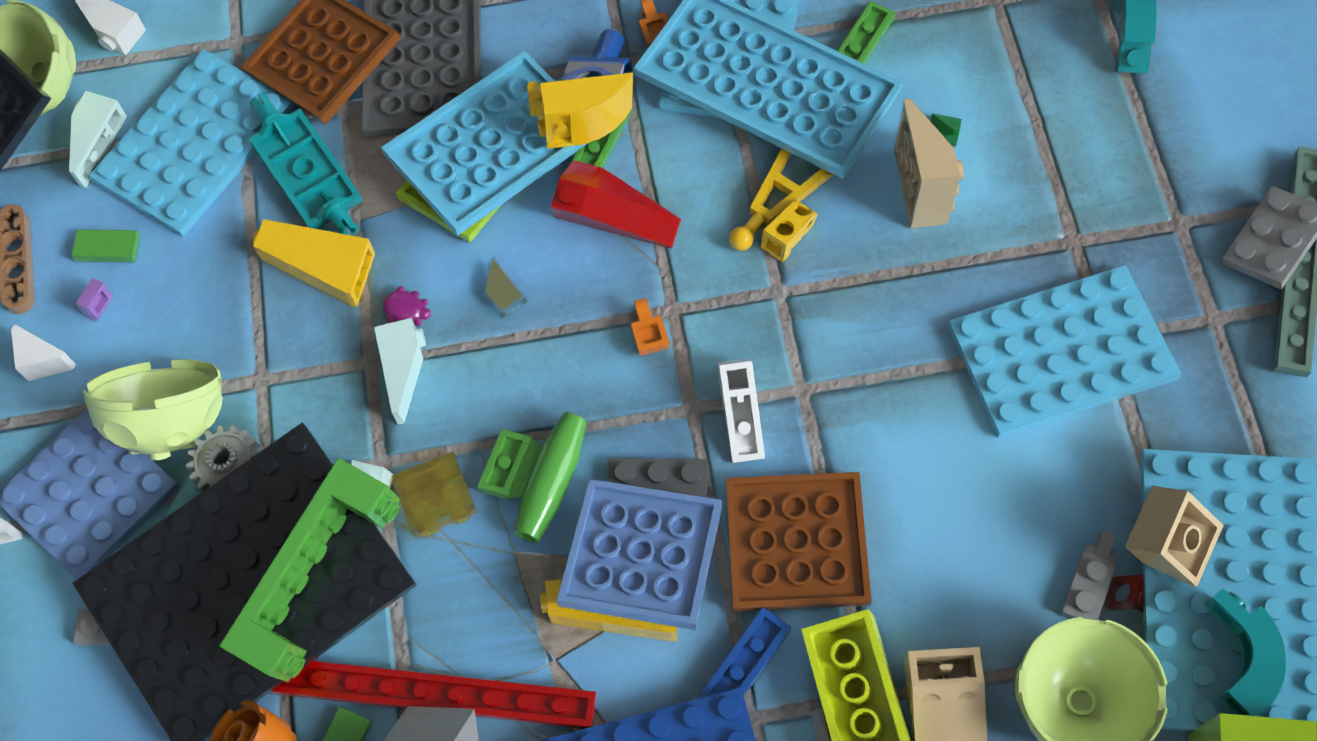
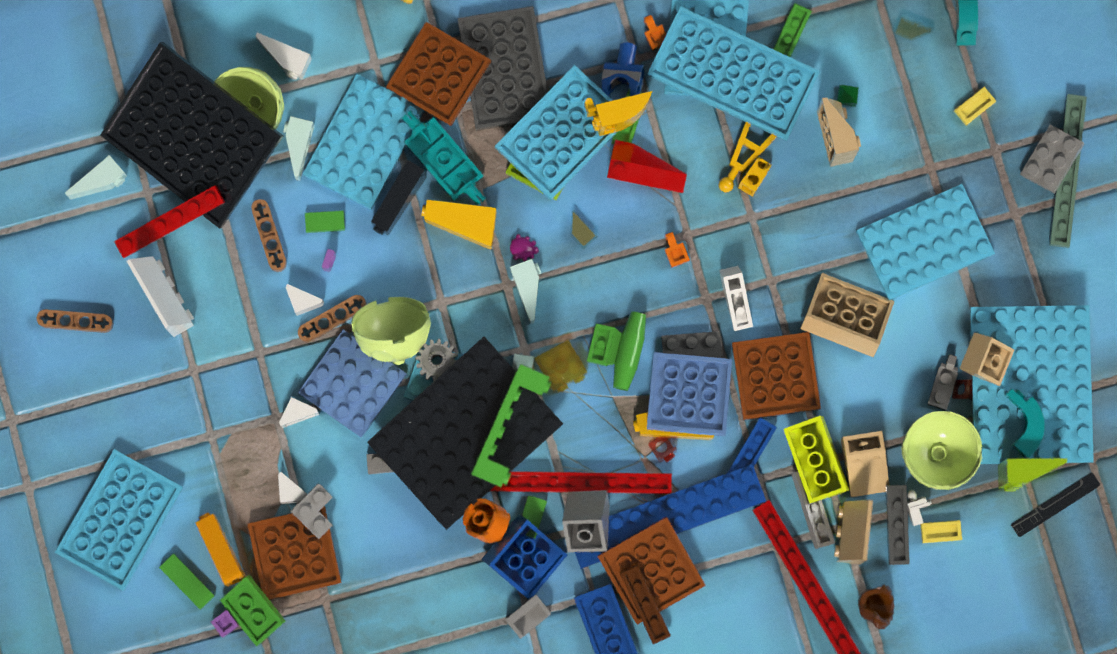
camera: 10 degrees left, 15 degrees up
(76, 381) = (333, 320): none -> medium nougat beam
(222, 214) = (398, 198): none -> black slope
(592, 658) = (668, 455): none -> clear red bracket
(926, 452) = (847, 315): none -> tan slope
(1048, 46) = (912, 29): none -> clear light blue tile
(1146, 157) = (975, 106): none -> light yellow tile

